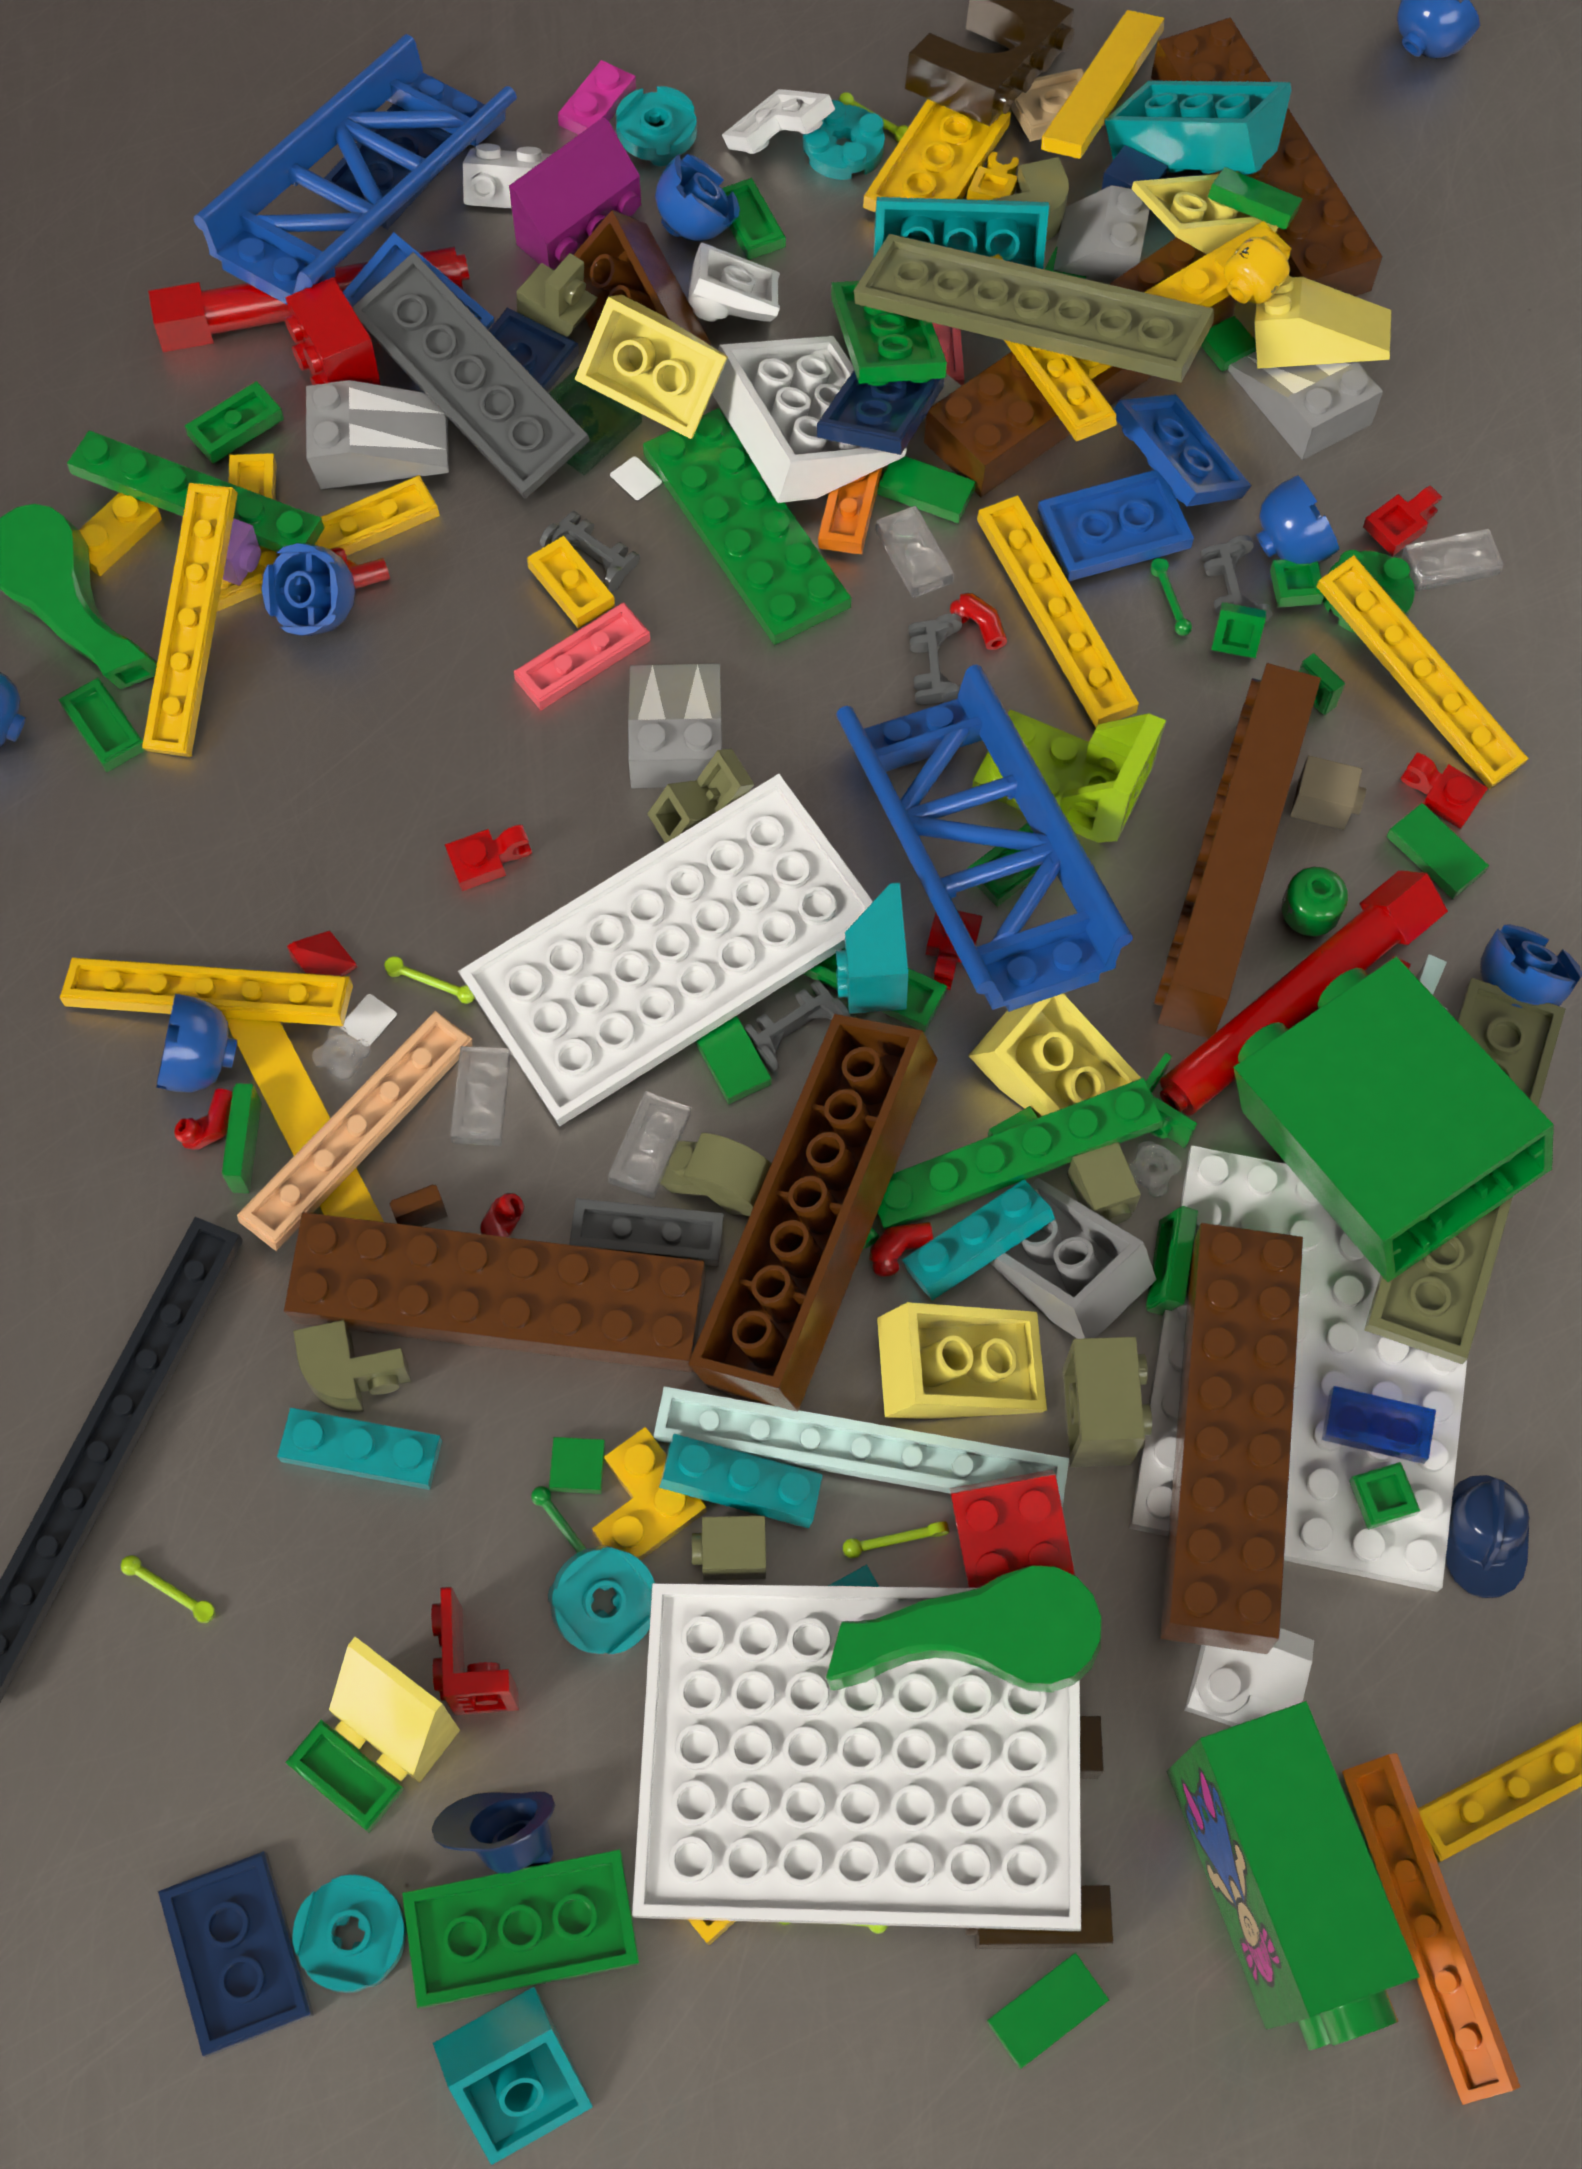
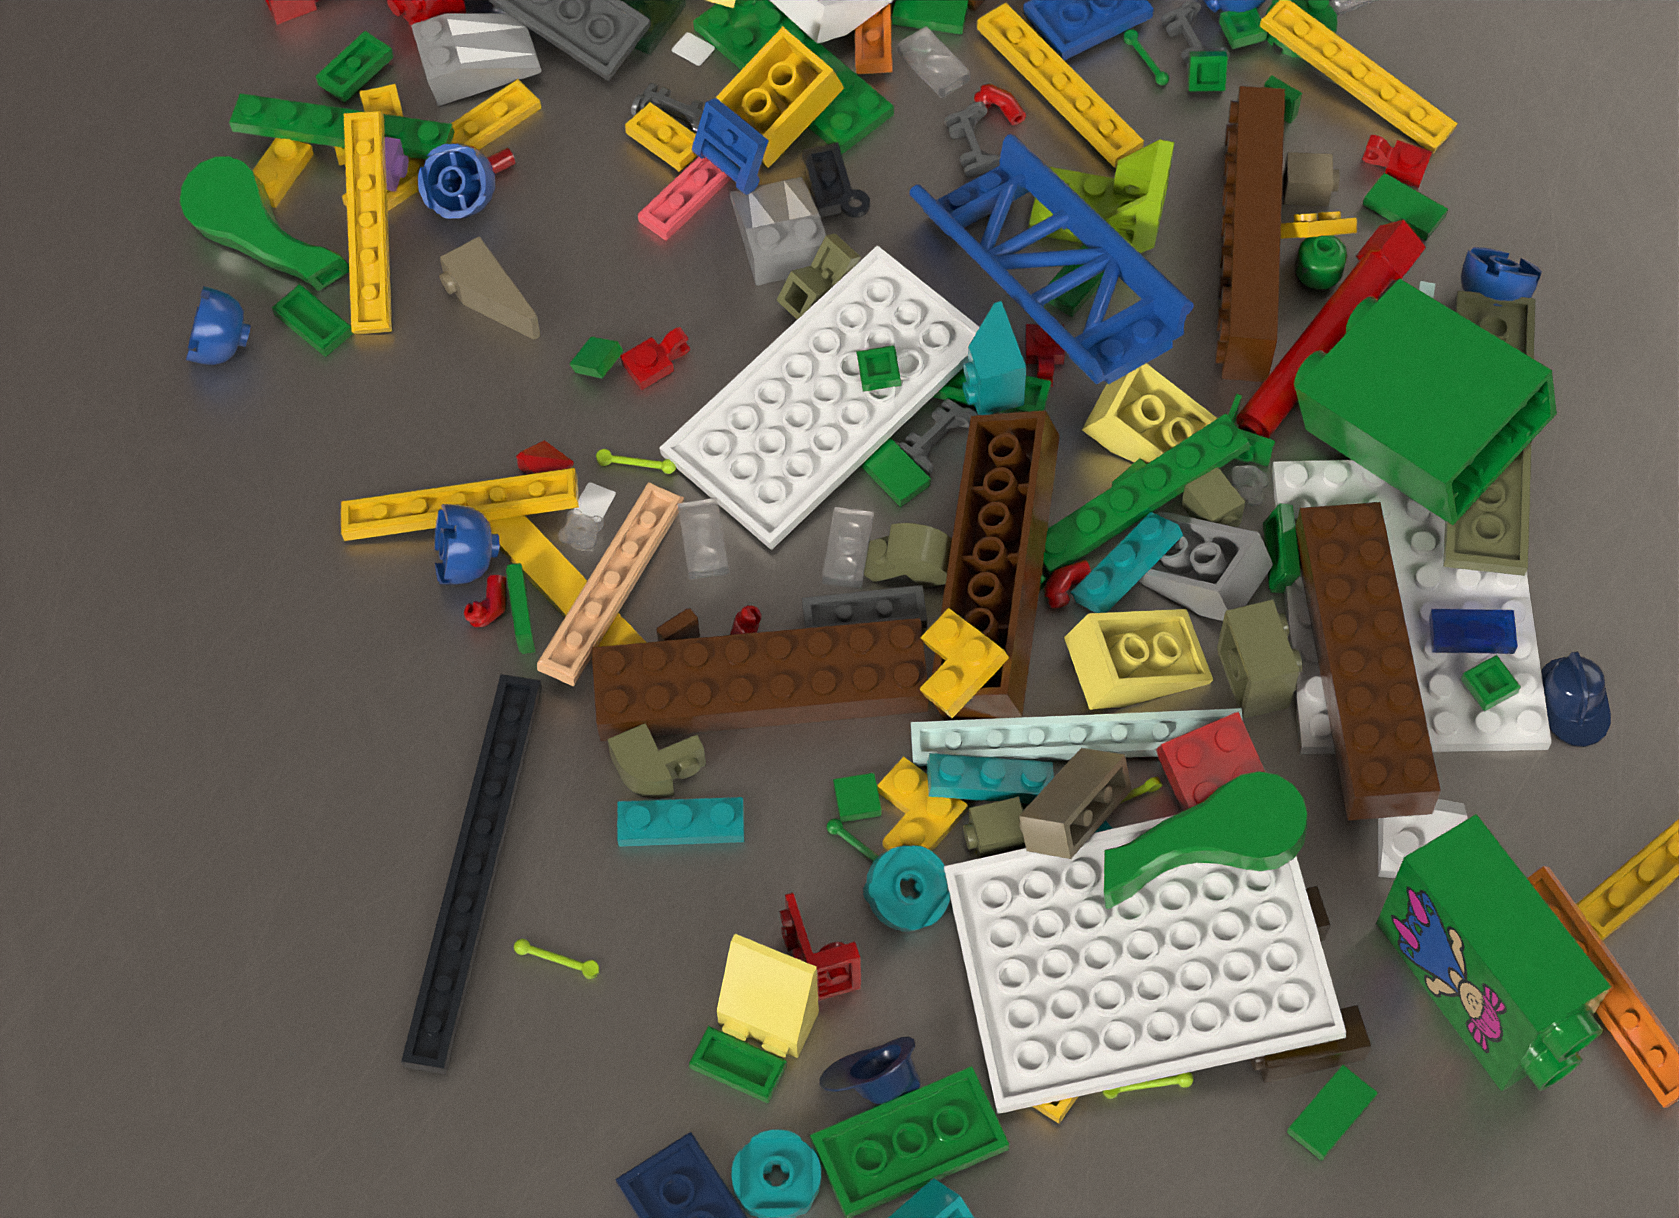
camera: 10 degrees left, 5 degrees down
(309, 726) = (486, 287): none -> dark tan slope
(416, 840) = (596, 357): none -> green tile
(638, 610) = (730, 144): none -> blue plate
(707, 561) = (781, 92): none -> yellow brick
(739, 930) = (878, 368): none -> green tile
(746, 1332) = (968, 664): none -> yellow plate
(751, 679) = (831, 183): none -> black hinge
(829, 1542) = (1075, 803): none -> dark tan brick
(1311, 857) = (1327, 224): none -> yellow plate

